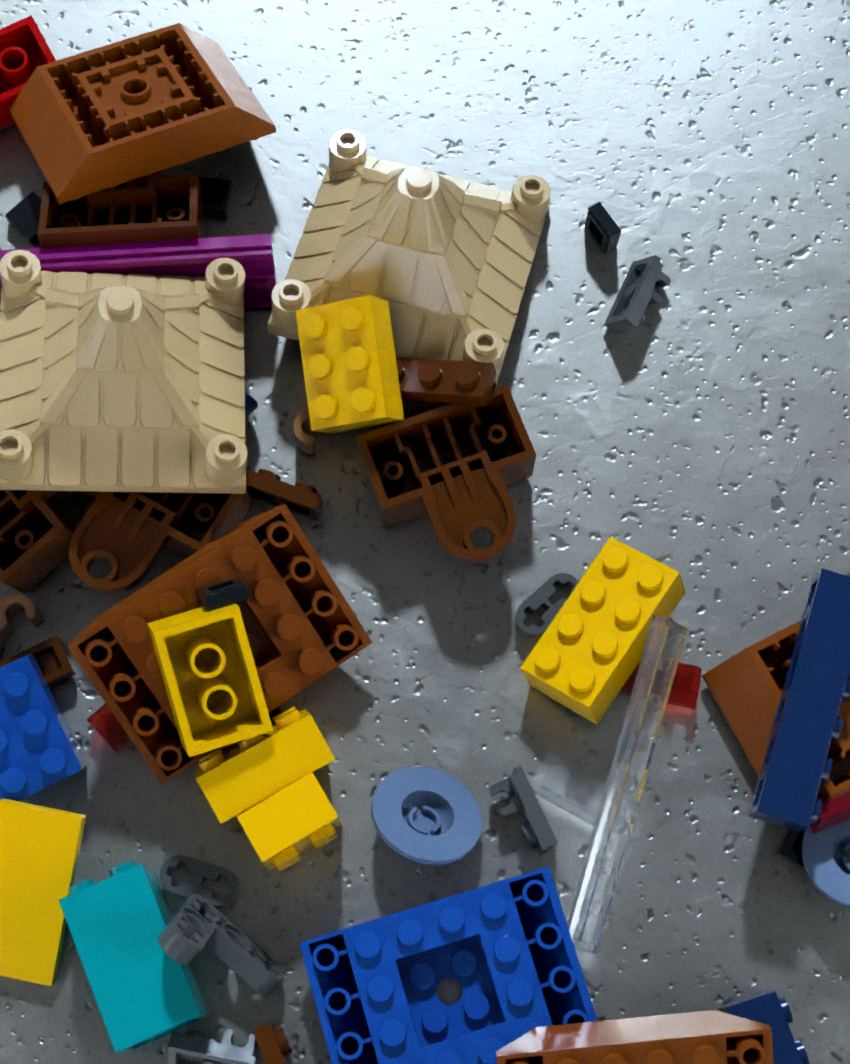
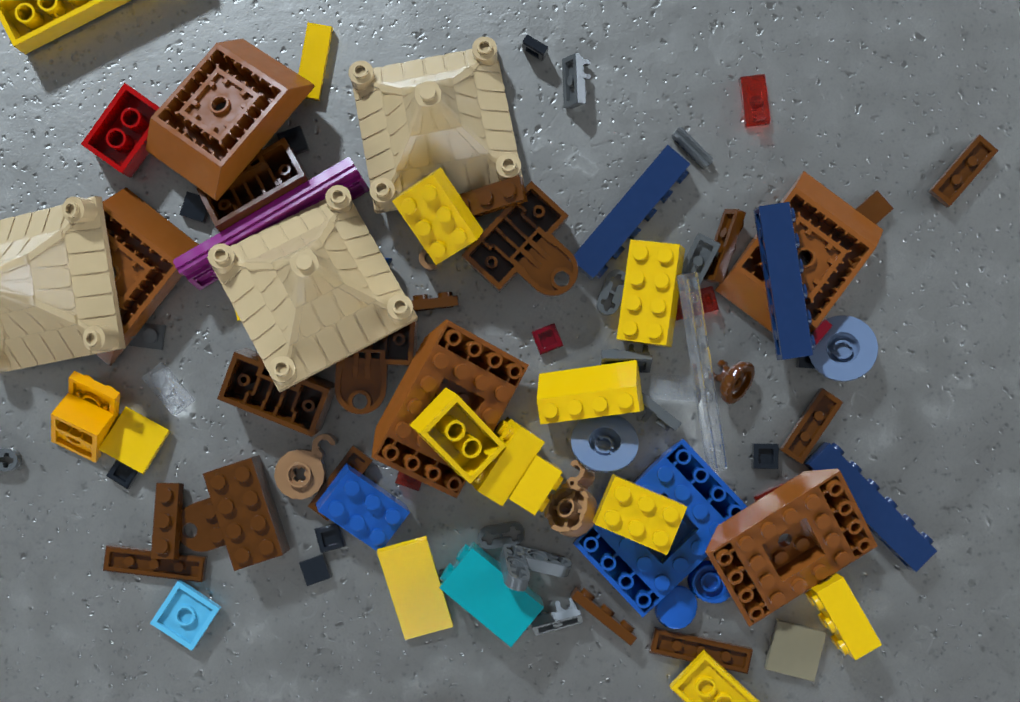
camera: 30 degrees left, 15 degrees up
(223, 594) = (442, 388): black tile -> none
(297, 111) = (315, 57): none -> yellow tile
(331, 888) = (573, 506): none -> medium nougat piece
(419, 626) = (547, 339): none -> dark red tile
(422, 941) = (639, 514): none -> yellow brick
(441, 730) = (589, 392): none -> yellow slope
(519, 711) = (615, 356): none -> dark grey plate
(628, 505) = (630, 211): none -> dark blue brick
(664, 965) = (765, 456): none -> black tile
(670, 821) = (734, 380): none -> reddish brown hair
(704, 614) = (700, 256): none -> dark grey plate
(745, 617) = (727, 234): none -> reddish brown plate
(758, 953) = (811, 426): none -> reddish brown plate
(762, 462) = (692, 148): none -> dark grey axle

